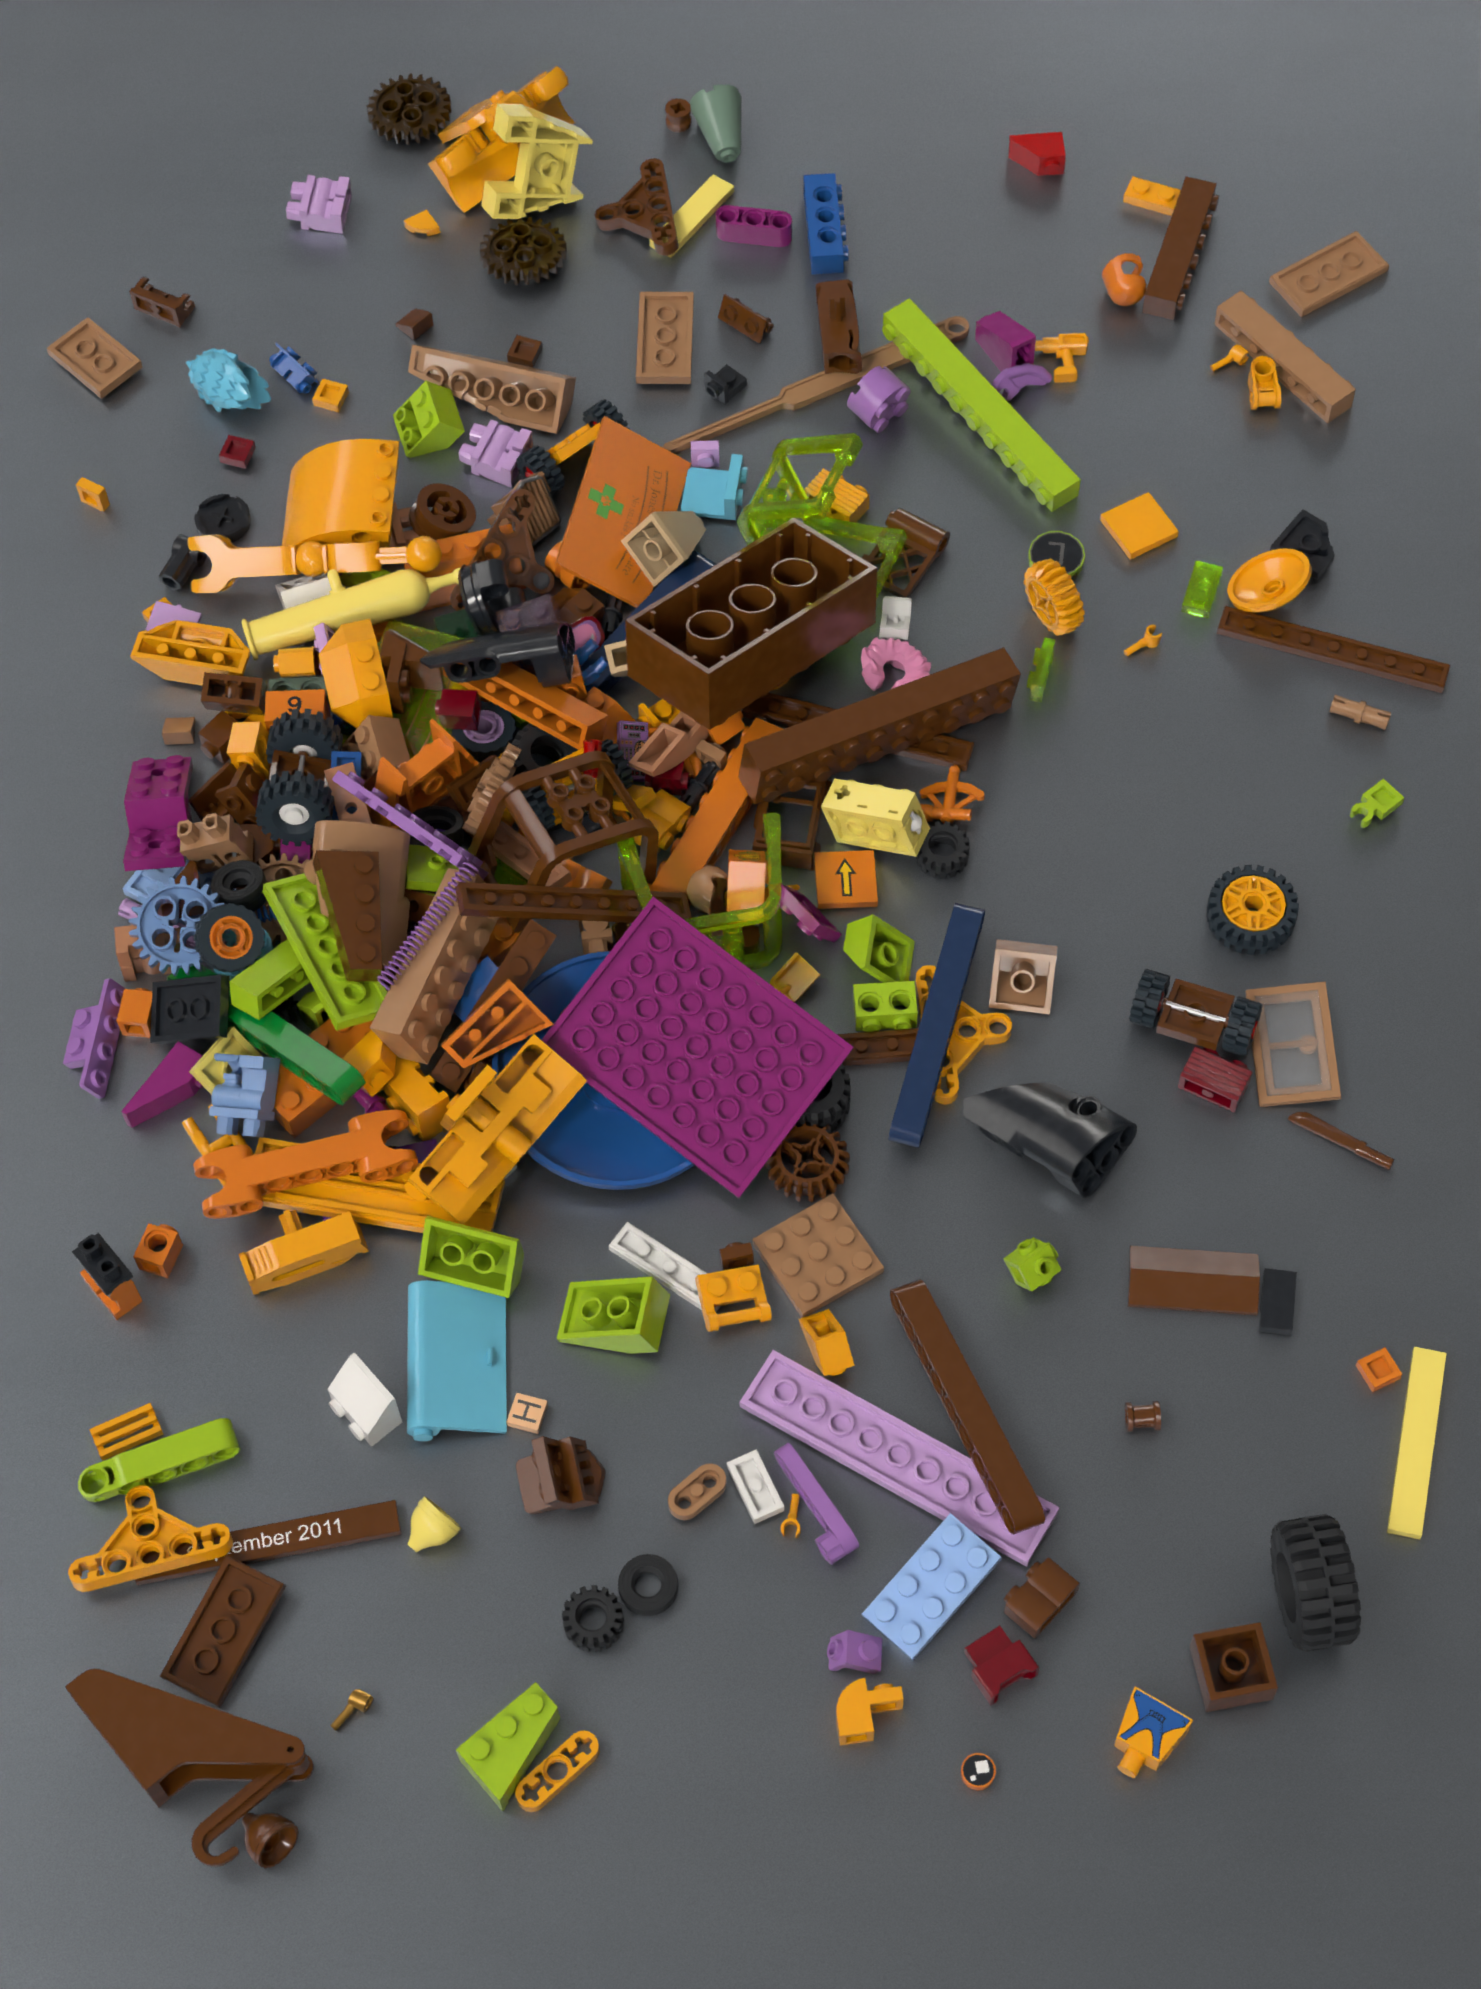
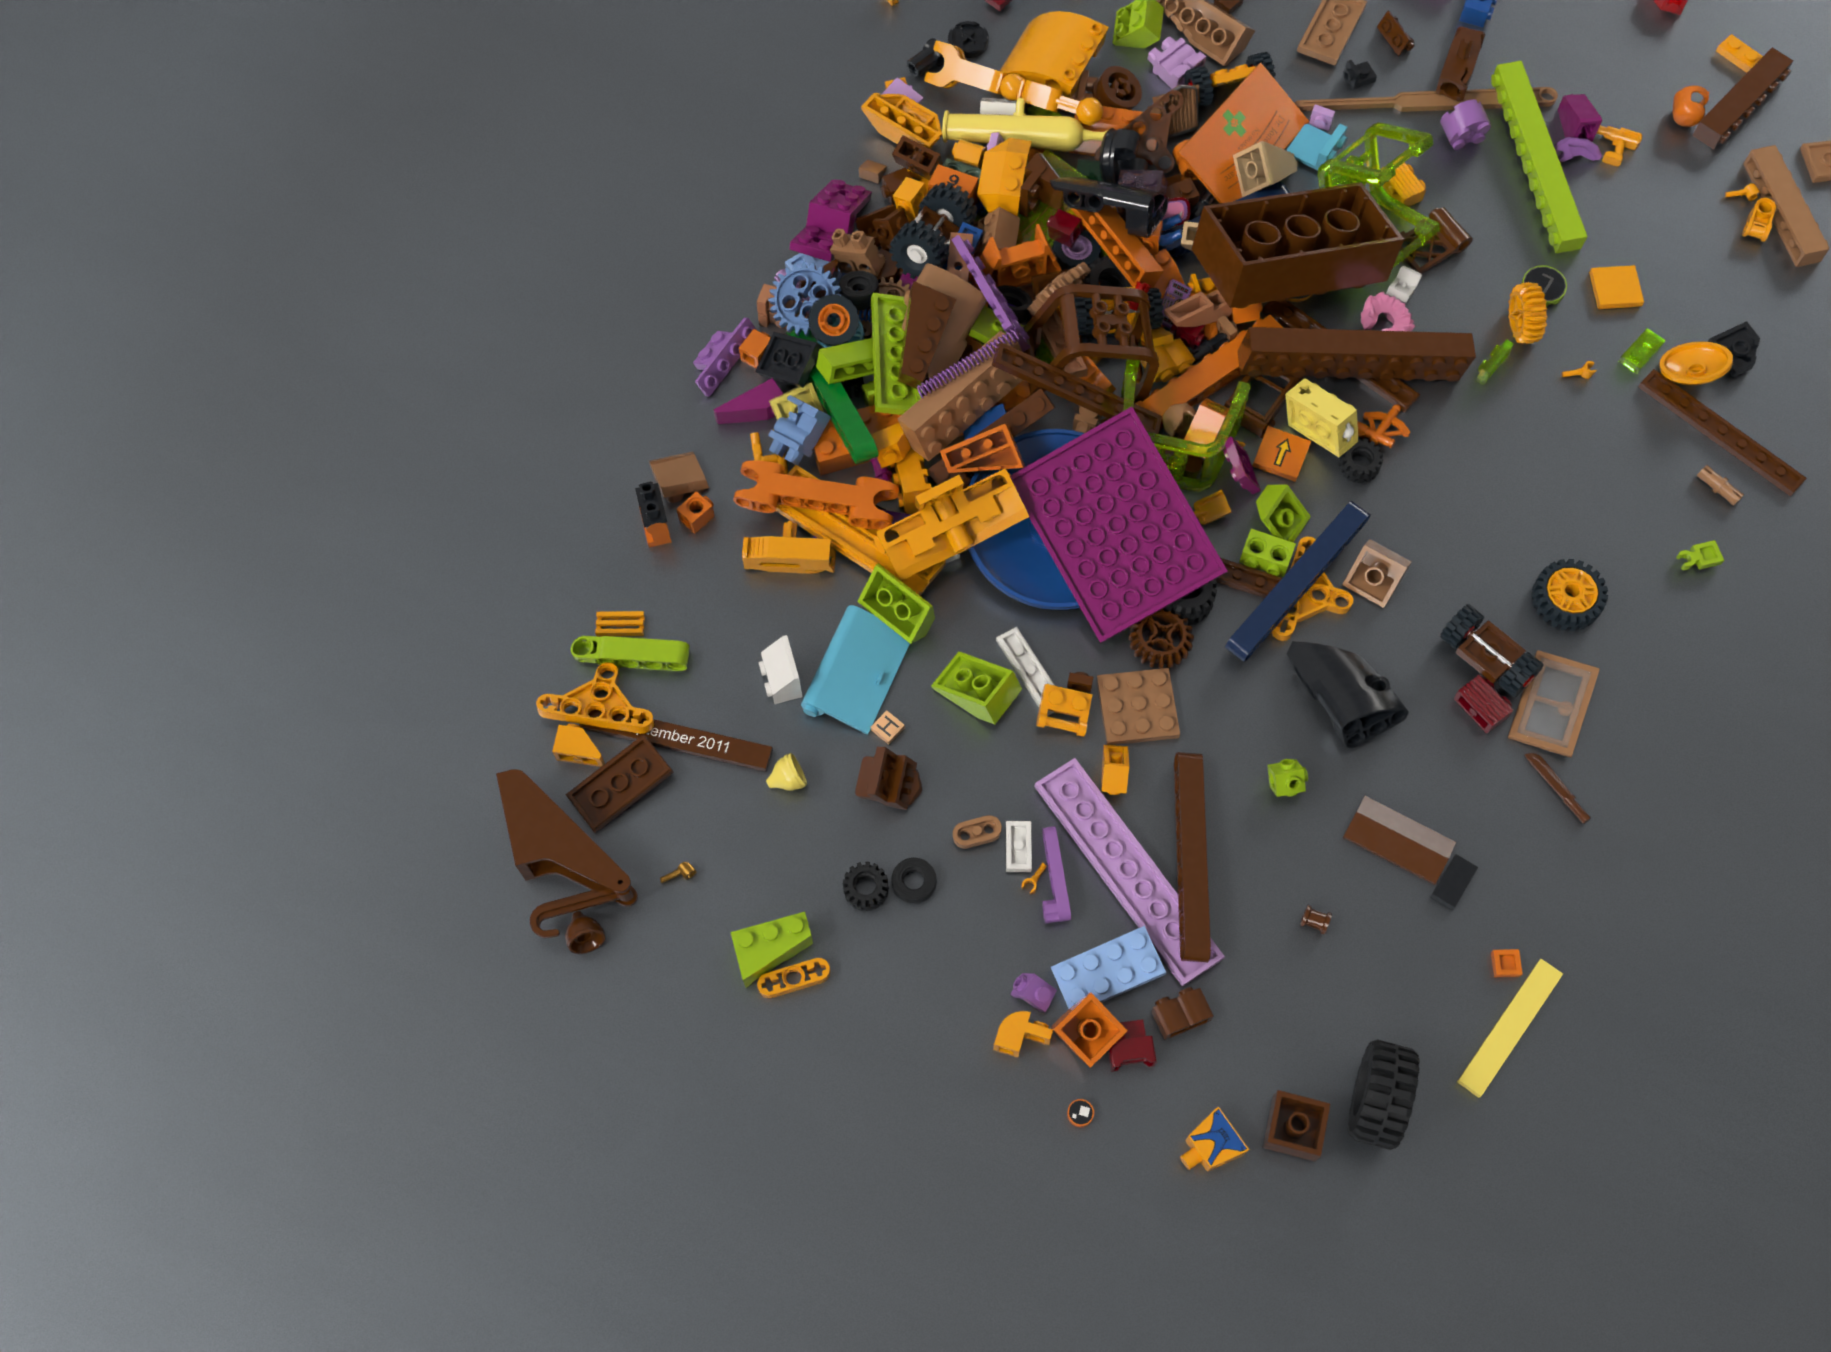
camera: 25 degrees right, 5 degrees up
(113, 1212) = (678, 476): none -> medium nougat slope
(146, 1609) = (575, 746): none -> light orange slope
(942, 1666) = (1089, 1029): none -> orange slope

